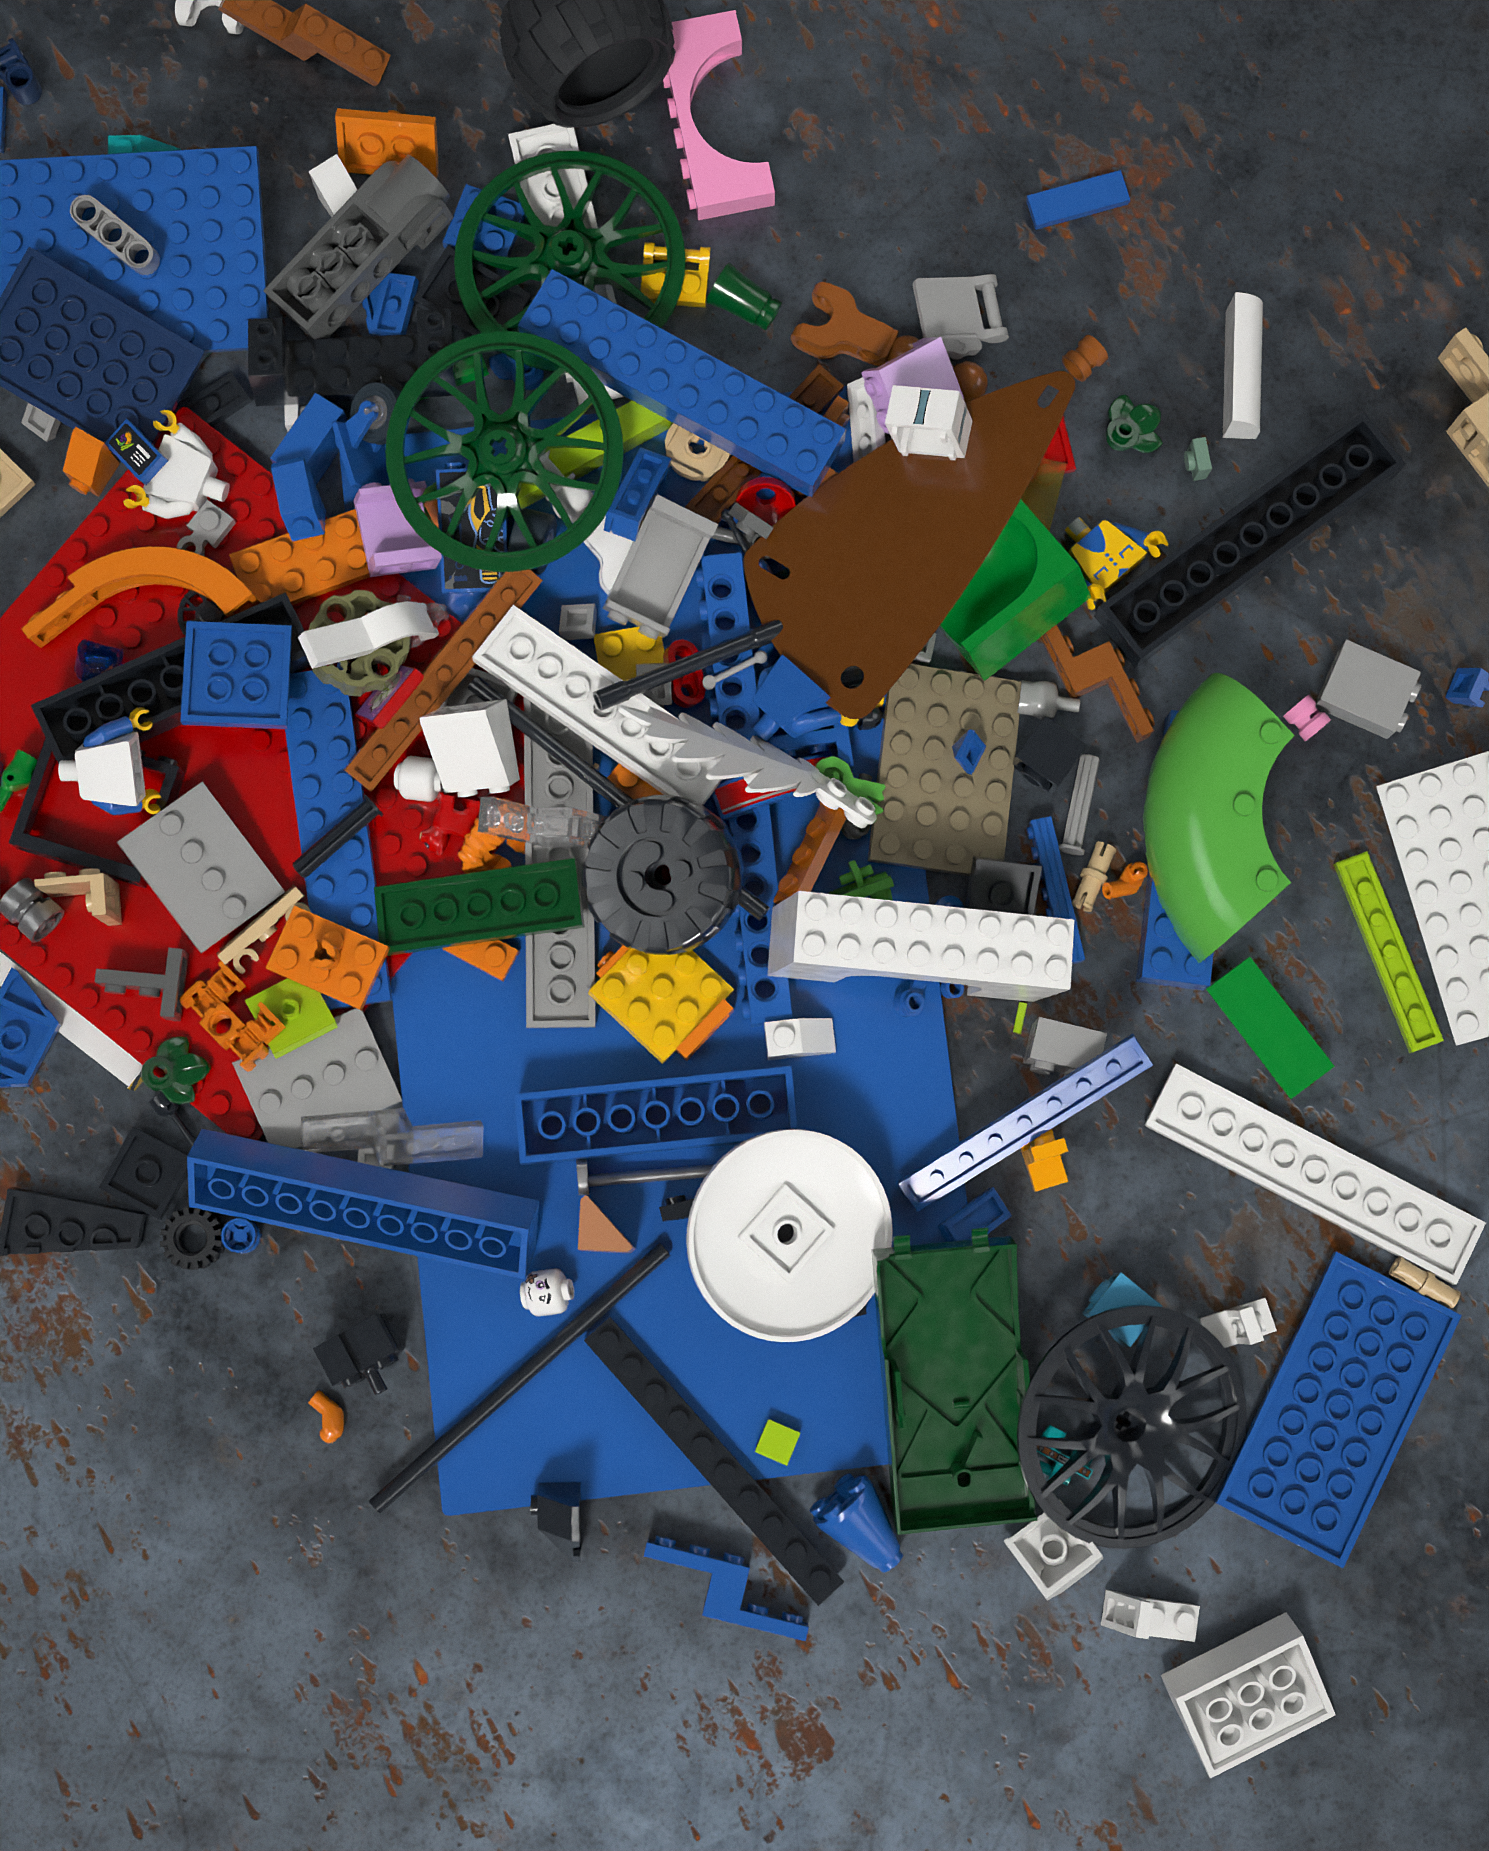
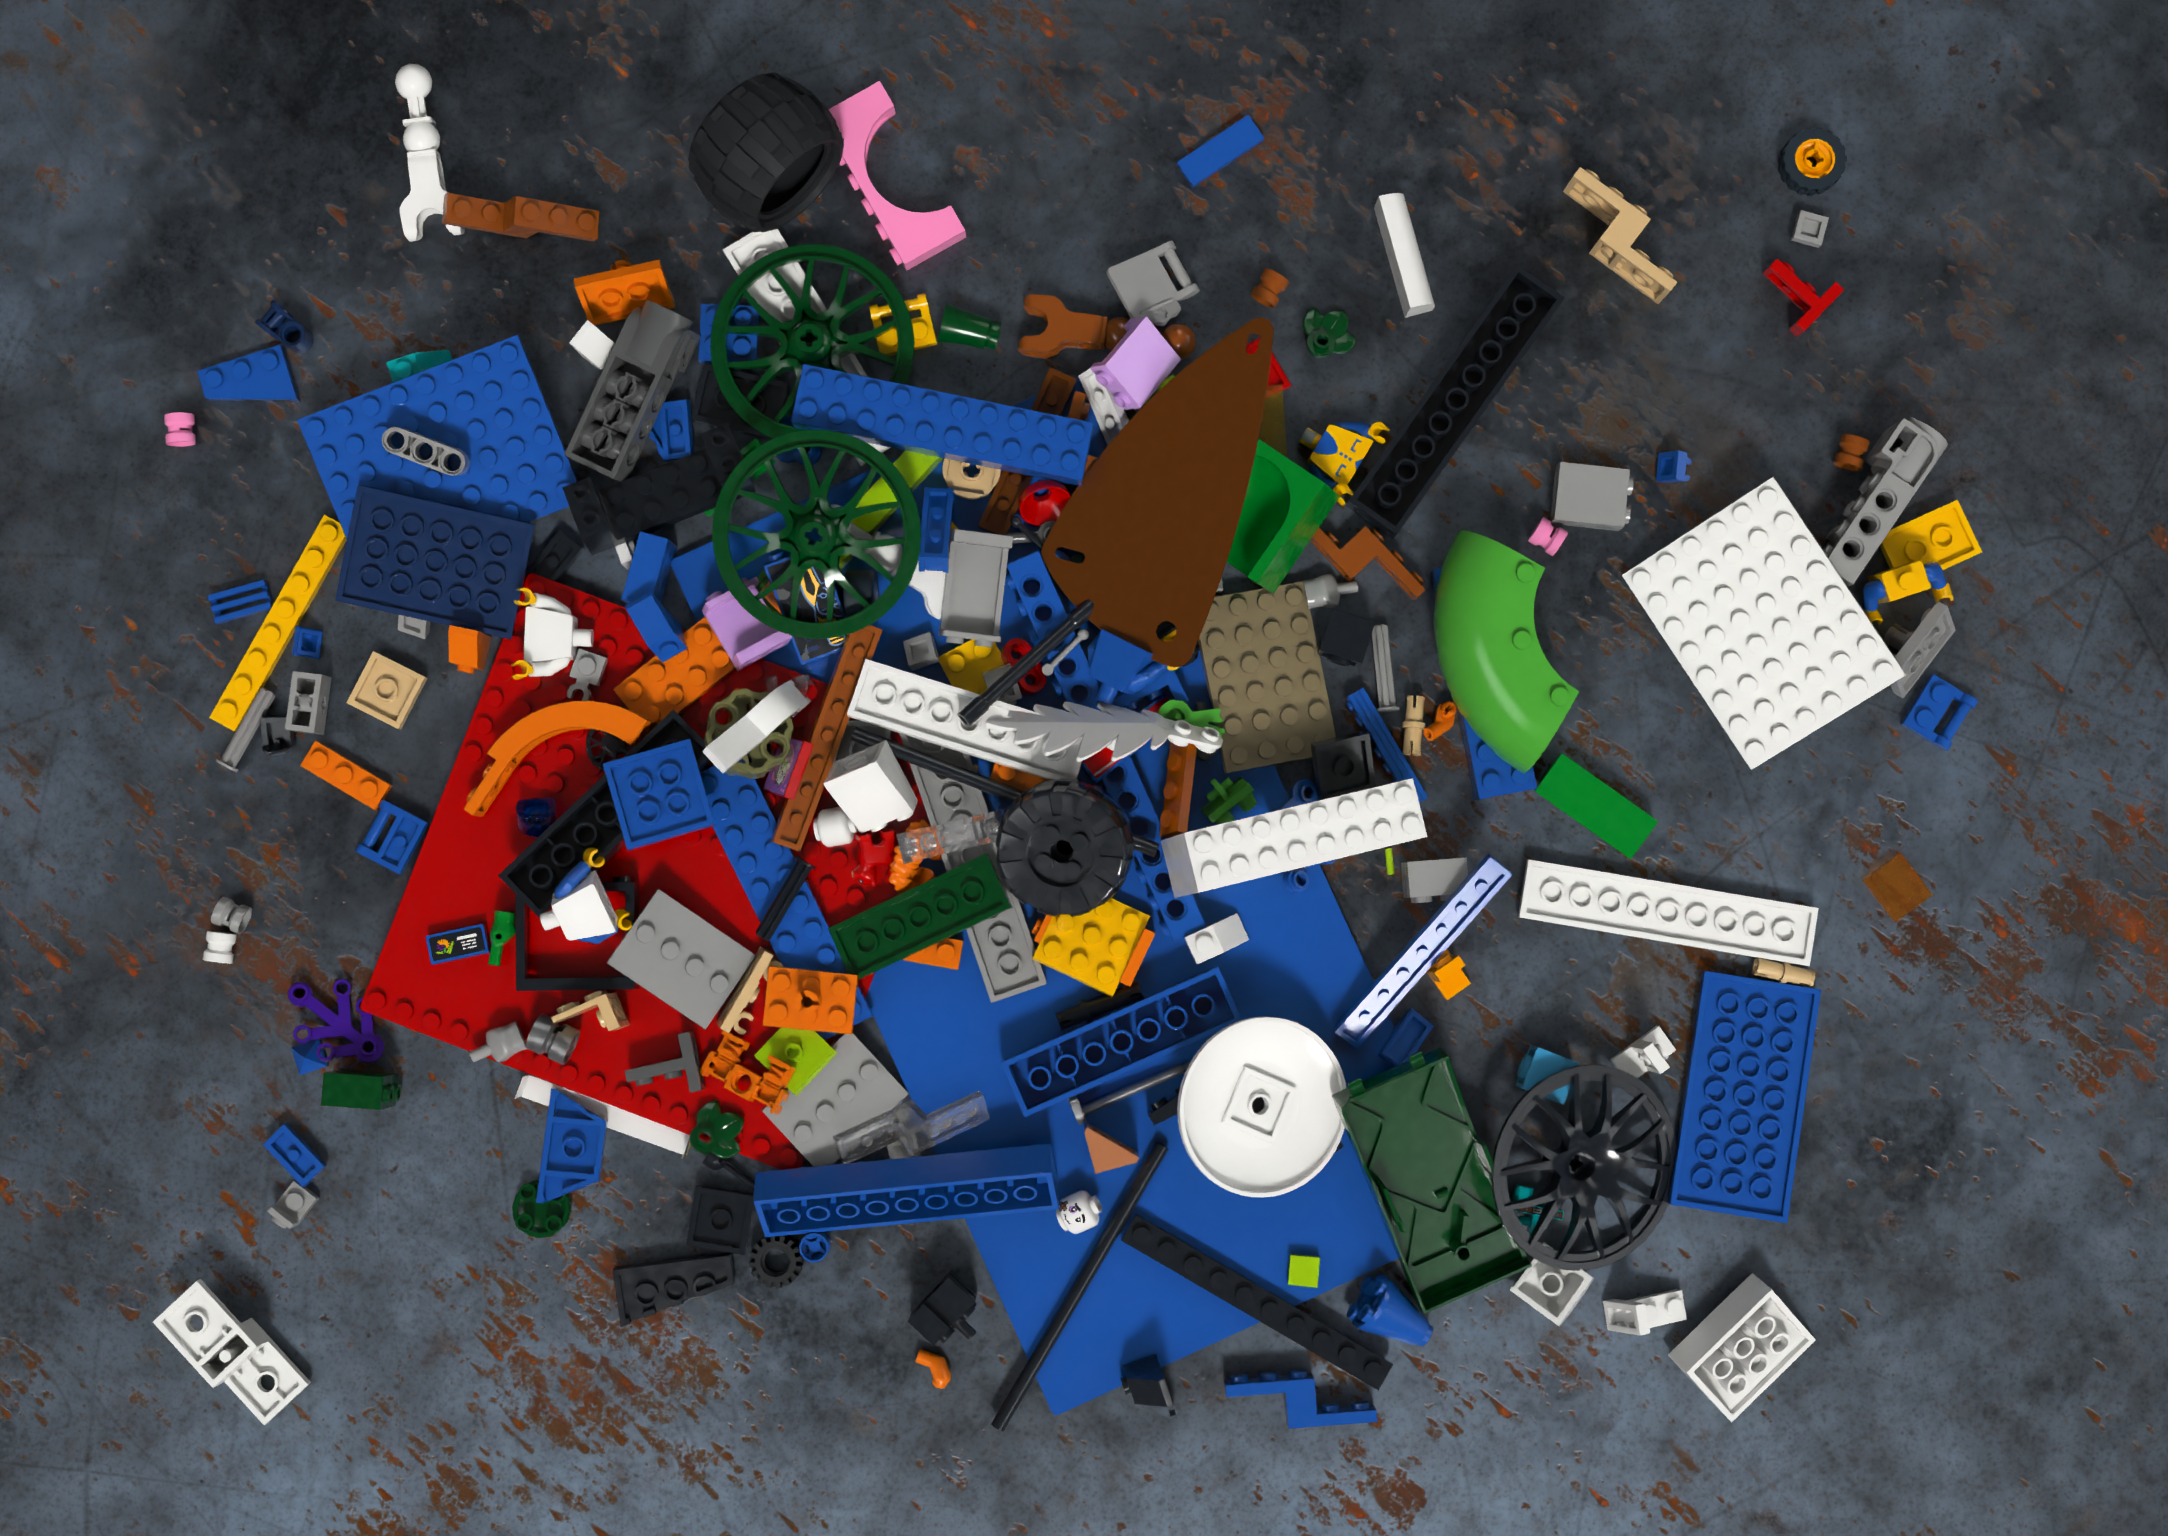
camera: 15 degrees left, 5 degrees up
(136, 452) = (507, 629): tile -> none
(365, 433) = (693, 552): blue plate -> none
(643, 1070) = (1087, 1010): none -> black pin
(749, 522) = (1037, 523): dark grey plate -> none
(928, 421) = (1161, 398): white container -> none
(969, 751) = (1279, 657): blue slope -> none
(1198, 459) = (1390, 345): sand green plate -> none
(1388, 952) = (1673, 709): lime tile -> none

